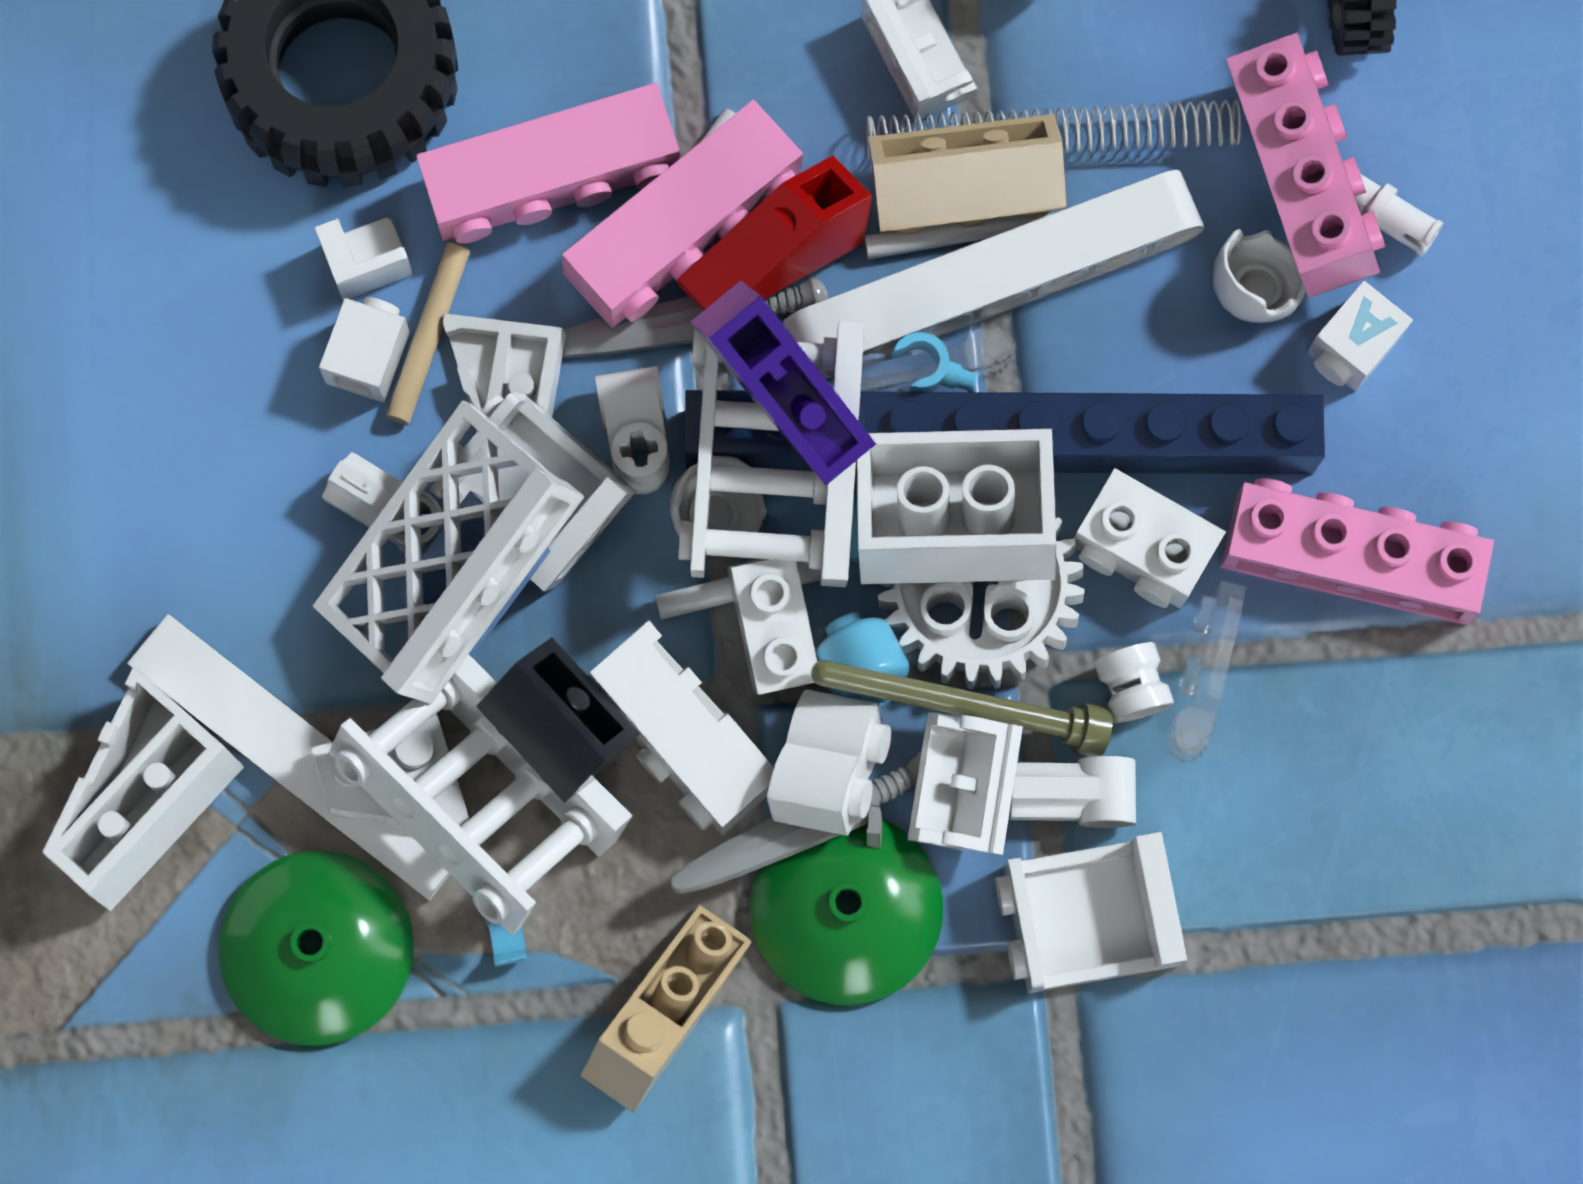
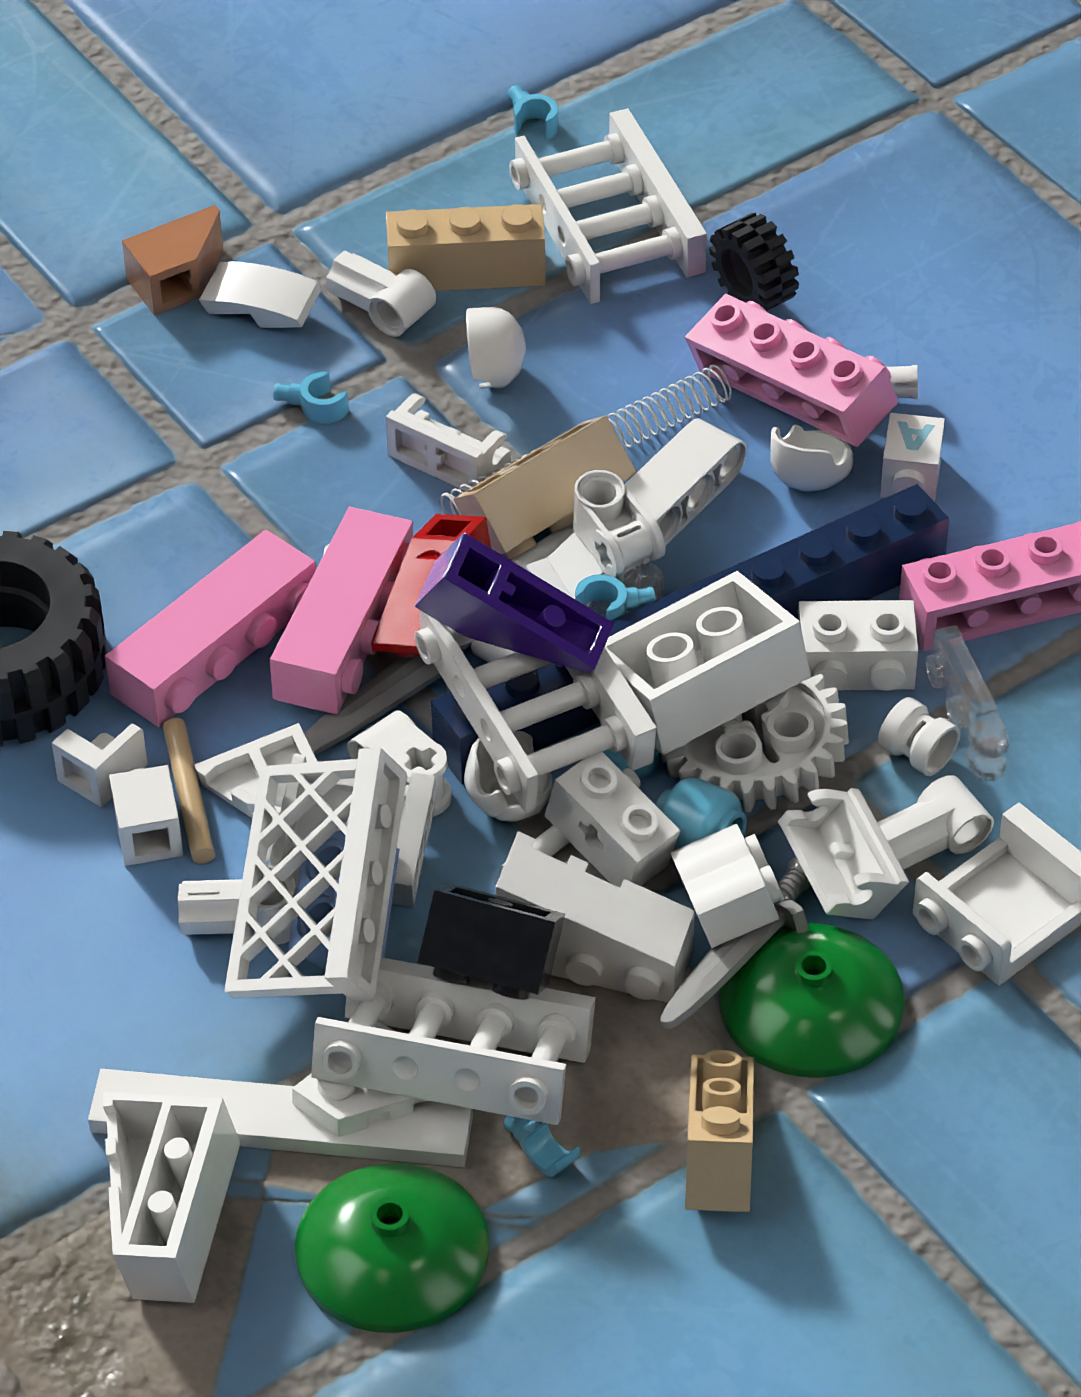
camera: 25 degrees left, 30 degrees down
(987, 291) = (614, 523): none -> white piece
(1083, 728) = (898, 785): olive piece -> none

